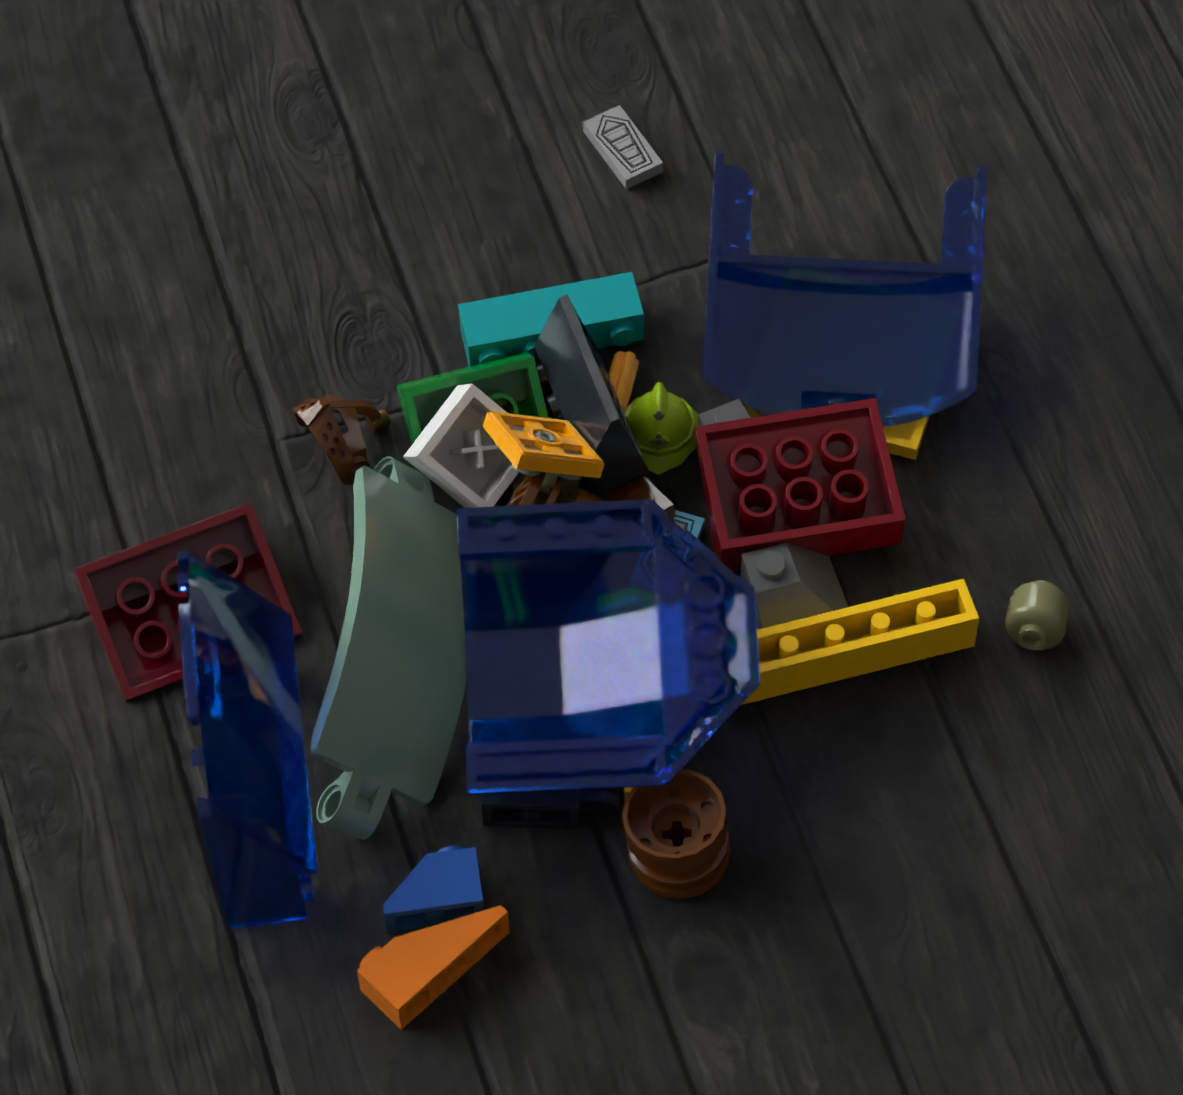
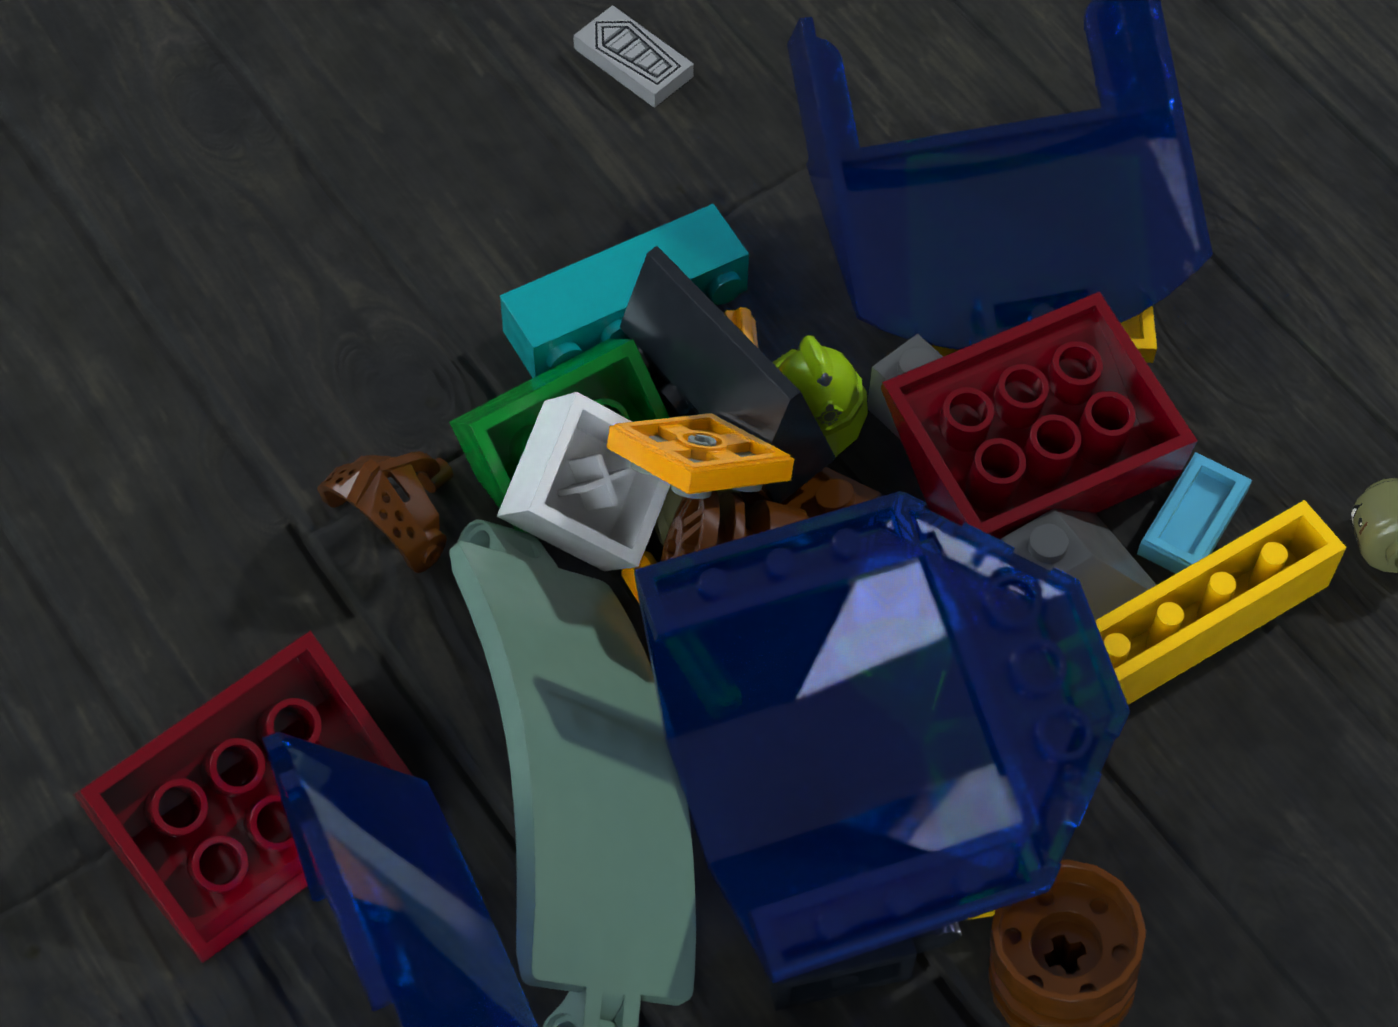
camera: 20 degrees left, 0 degrees up
(902, 570) = (1194, 514): none -> medium azure tile

